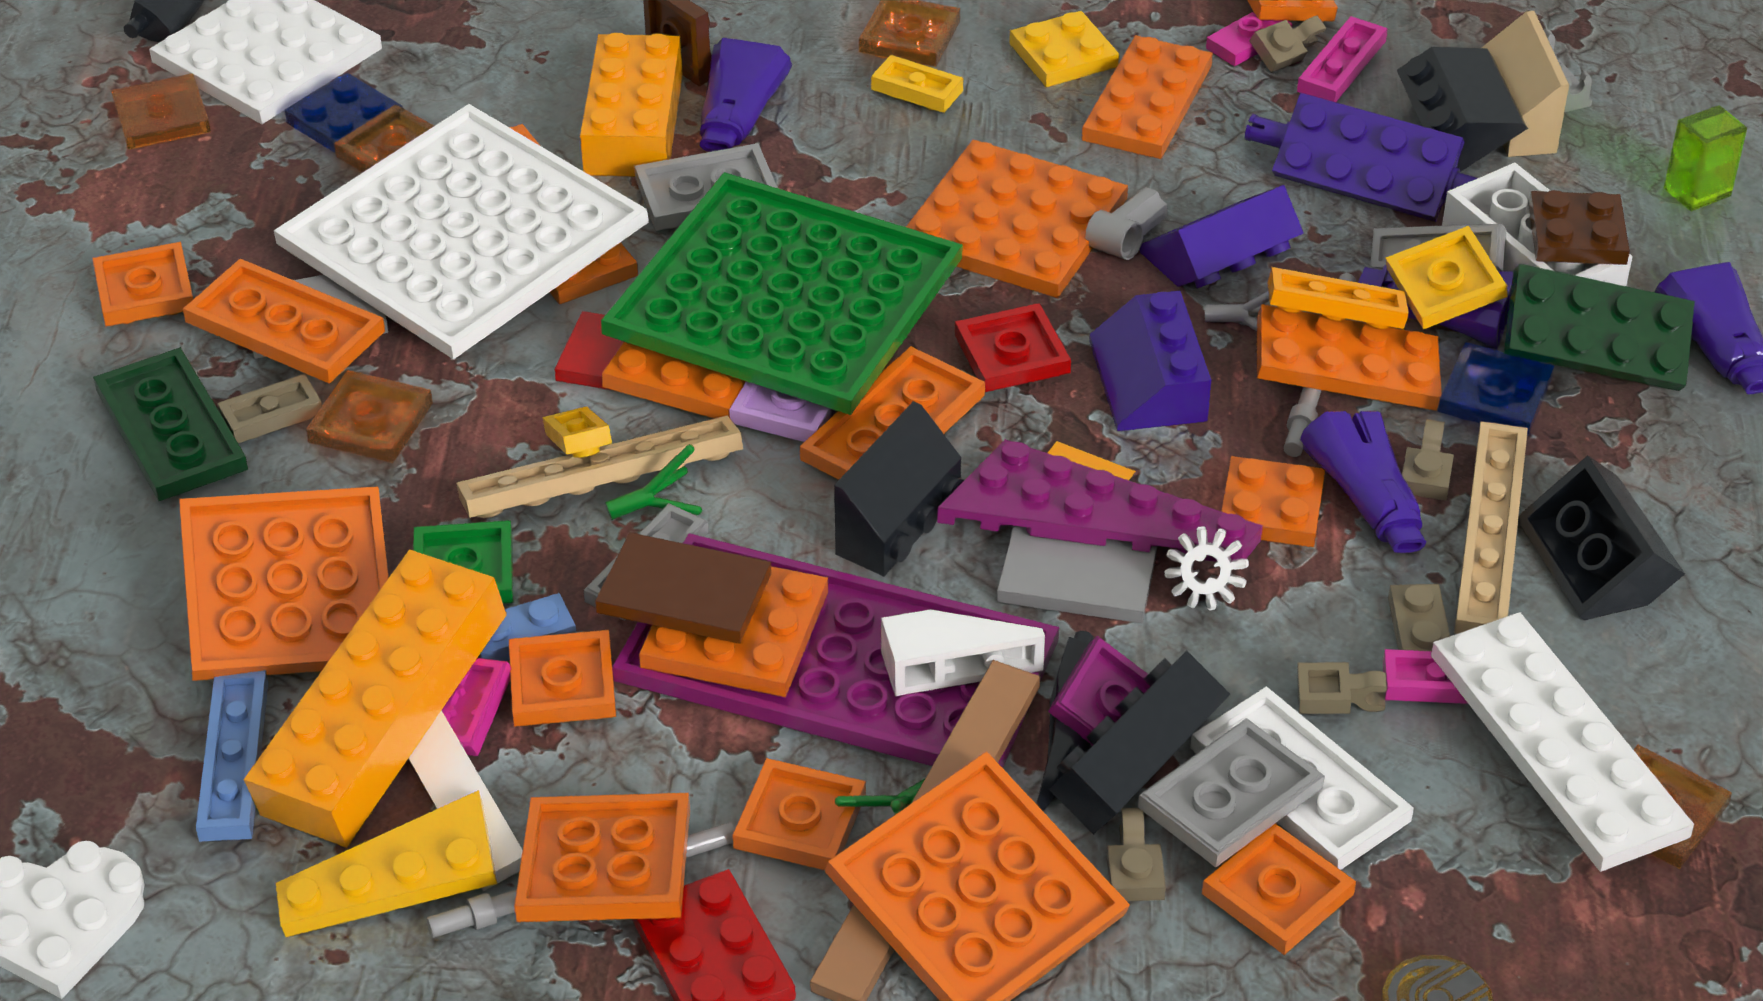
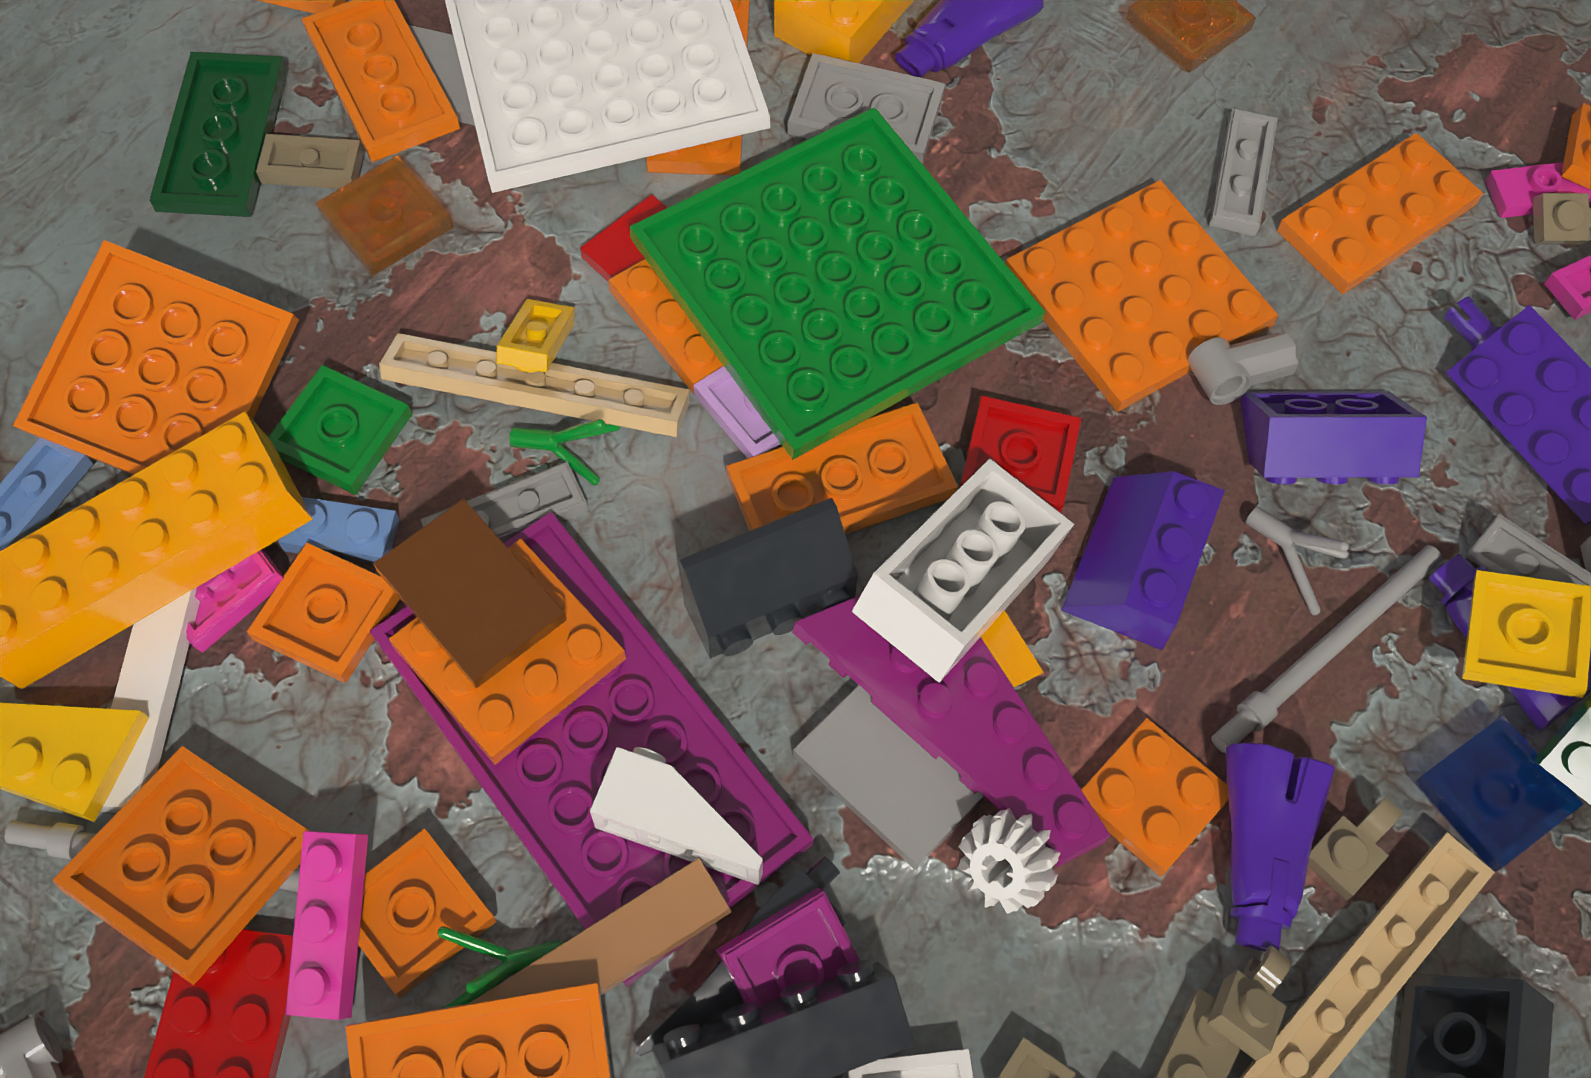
camera: 30 degrees right, 20 degrees up
(746, 842) = (327, 925): none -> dark pink plate
(917, 83) = (1152, 85): yellow plate -> none
(1028, 112) = (1243, 172): none -> light grey tile
(1038, 413) = (961, 569): none -> white brick
(1063, 48) = (1333, 112): yellow plate -> none
(1337, 298) = (1386, 596): light orange plate -> none
(1348, 357) = (1359, 663): orange plate -> none
(1432, 571) = (1245, 1004): none -> dark tan plate

